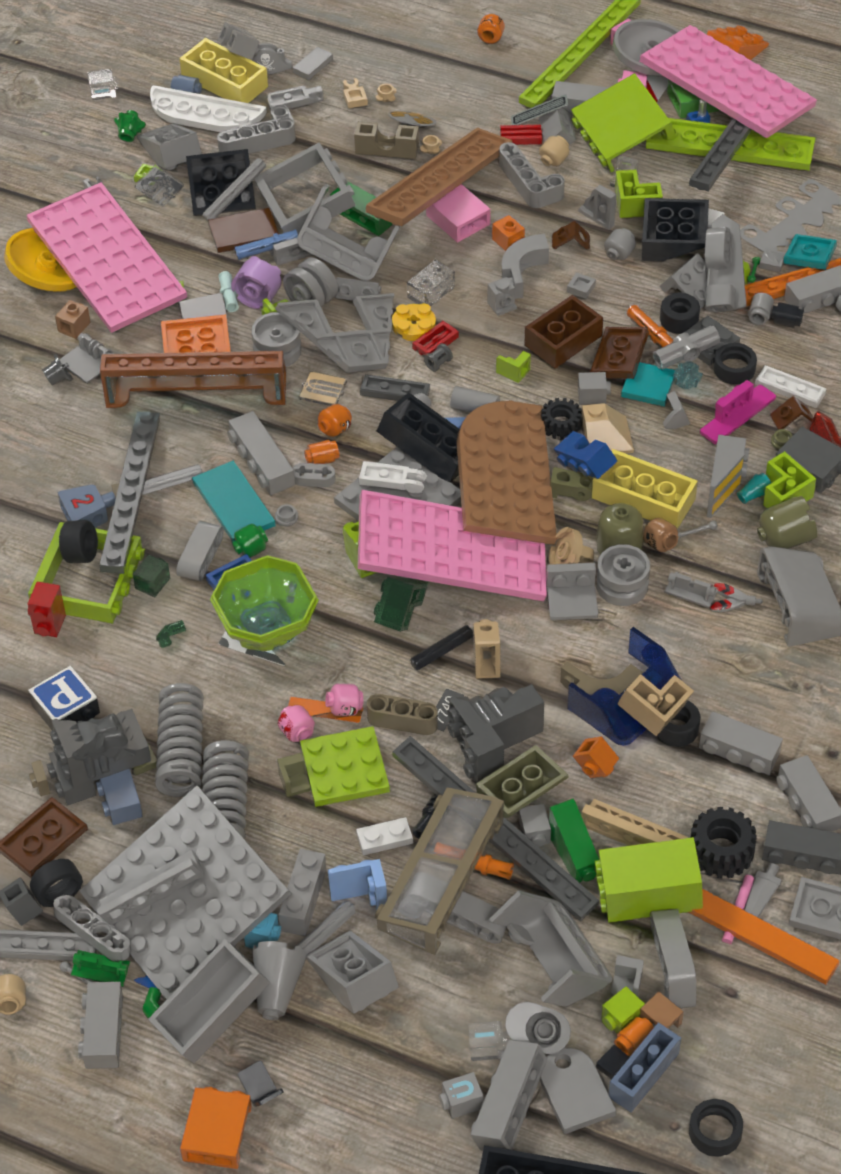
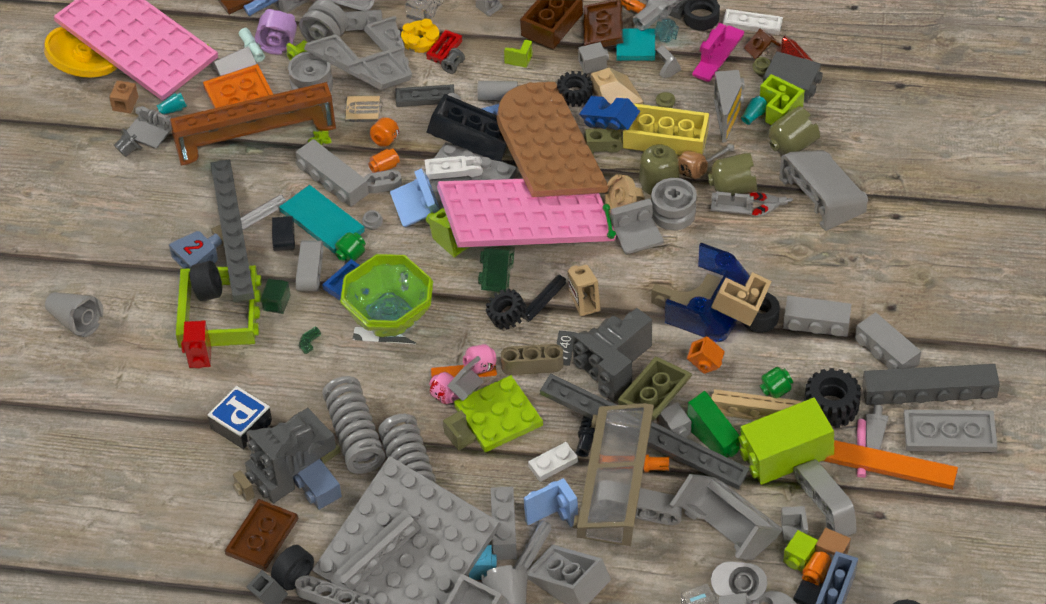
camera: 15 degrees left, 0 degrees up
(120, 339) = (172, 104): none -> teal cone
(185, 508) = (283, 233): none -> black beam
(265, 411) = (321, 137): none -> lime plant
(318, 720) = (466, 381): none -> light grey panel
(338, 503) = (415, 199): none -> light blue bracket
(398, 659) = (509, 317): none -> black tyre
(540, 593) = (611, 234): none -> green hinge
(658, 454) = (665, 100): none -> olive plate
(665, 808) = (776, 382): none -> green head
(701, 557) = (733, 175): none -> olive cylinder

